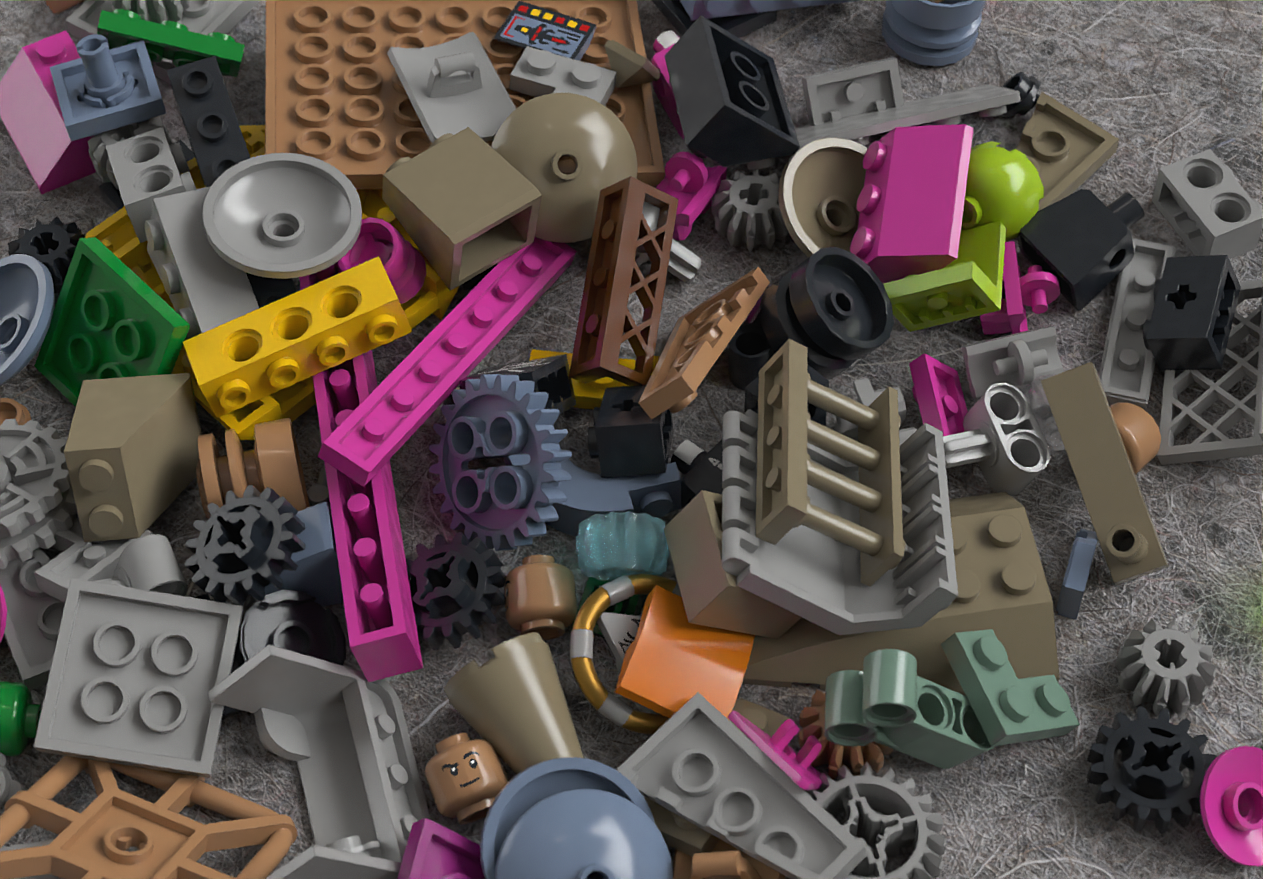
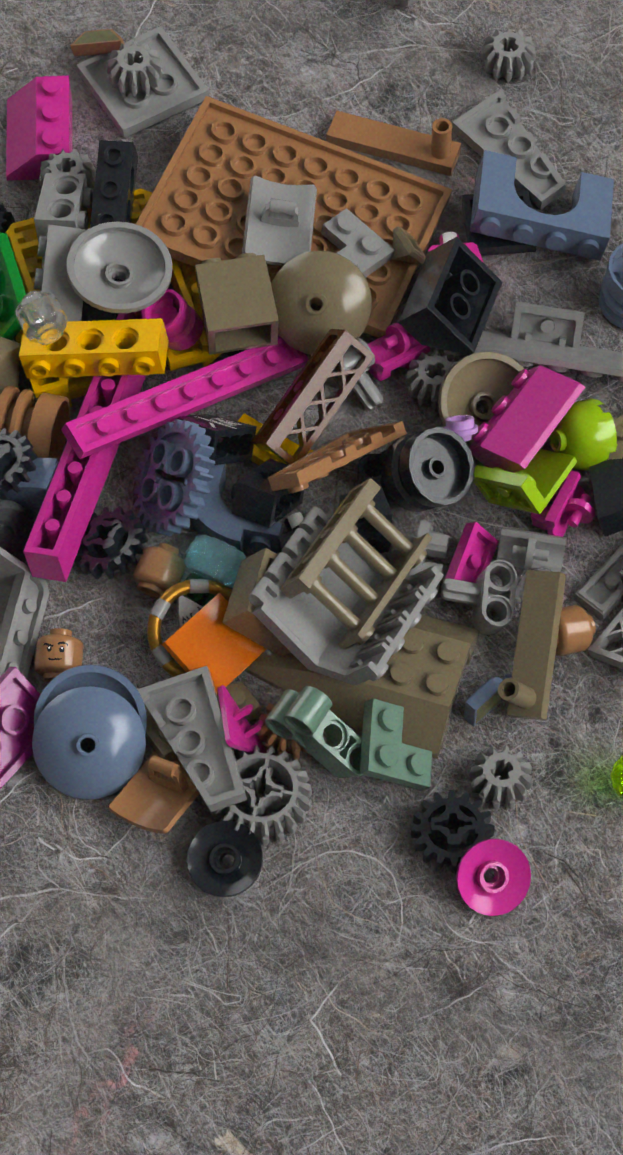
camera: 25 degrees right, 5 degrees up
(106, 87) = (67, 125): sand blue plate -> none
(170, 41) = (149, 129): green wing -> none
(208, 319) = (41, 317): none -> clear head
(517, 703) = (108, 626): dark tan cone -> none
(546, 31) = (368, 202): piece -> none
(840, 237) = (462, 425): none -> lavender plate

